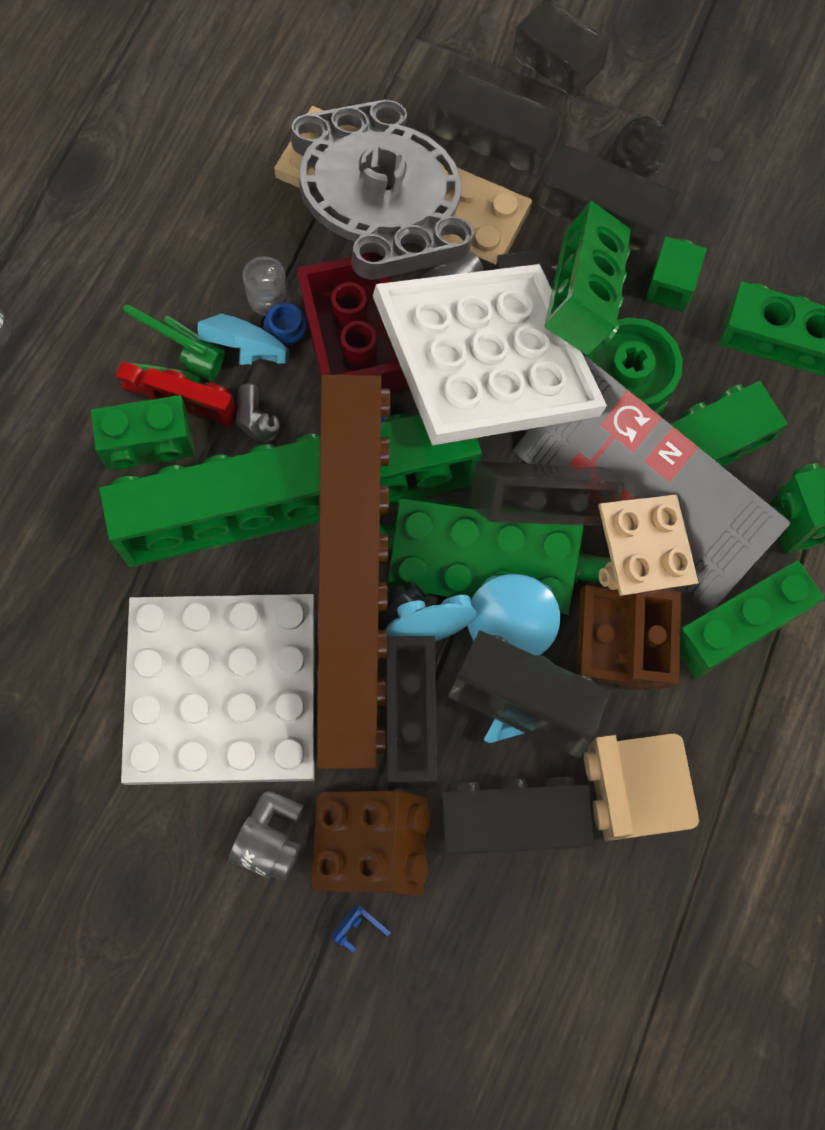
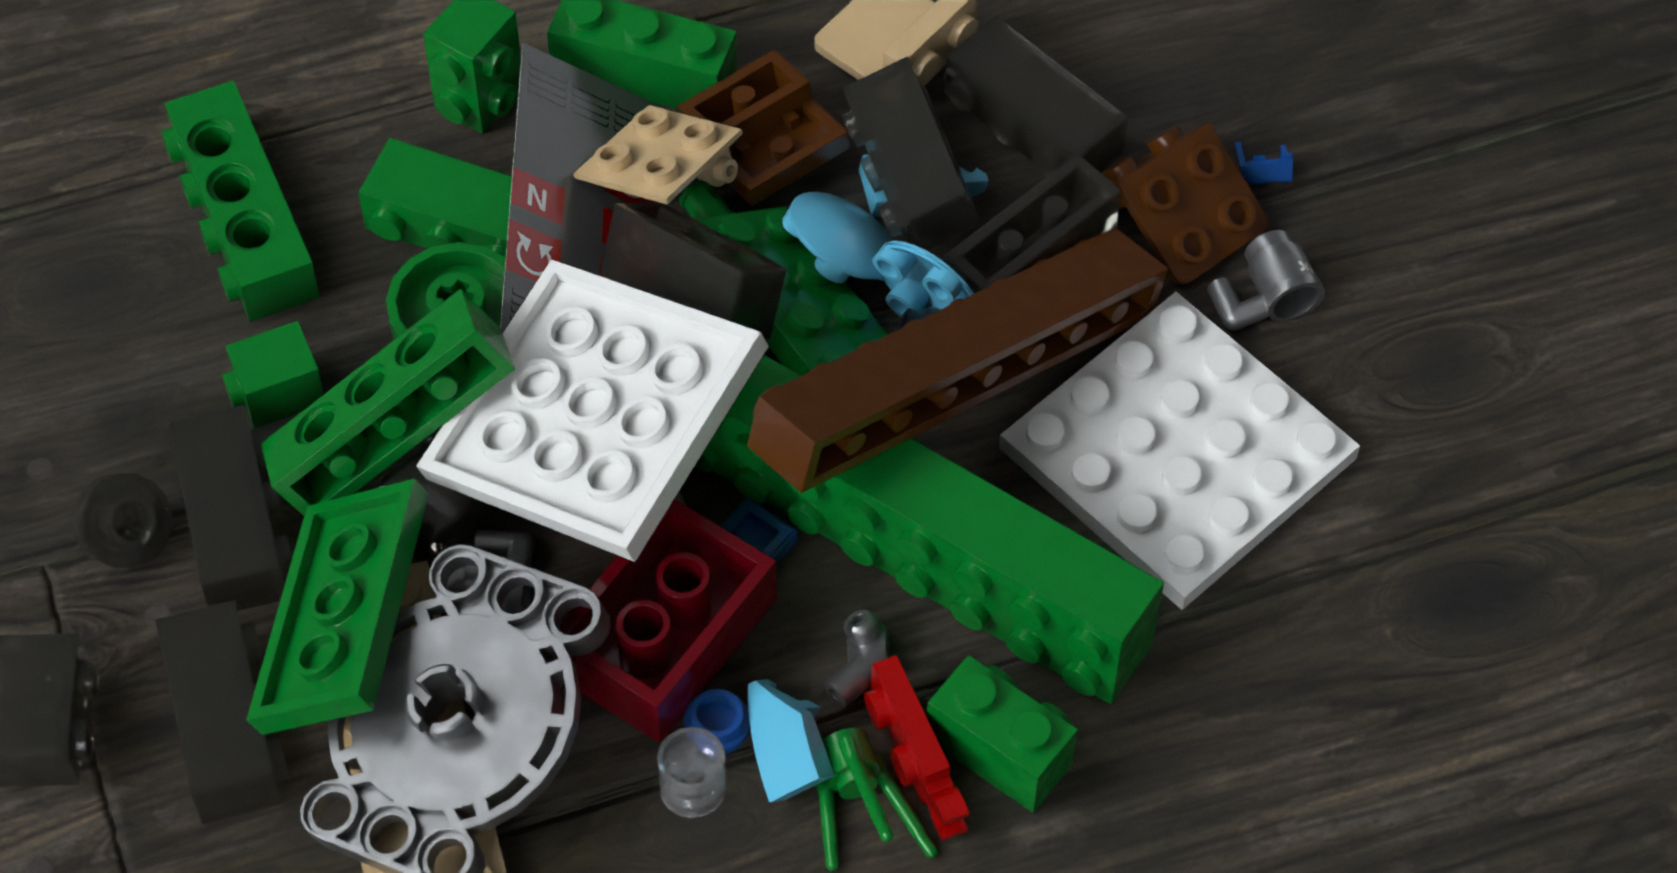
camera: 130 degrees left, 15 degrees down
(487, 177) = (338, 608): none -> green plate

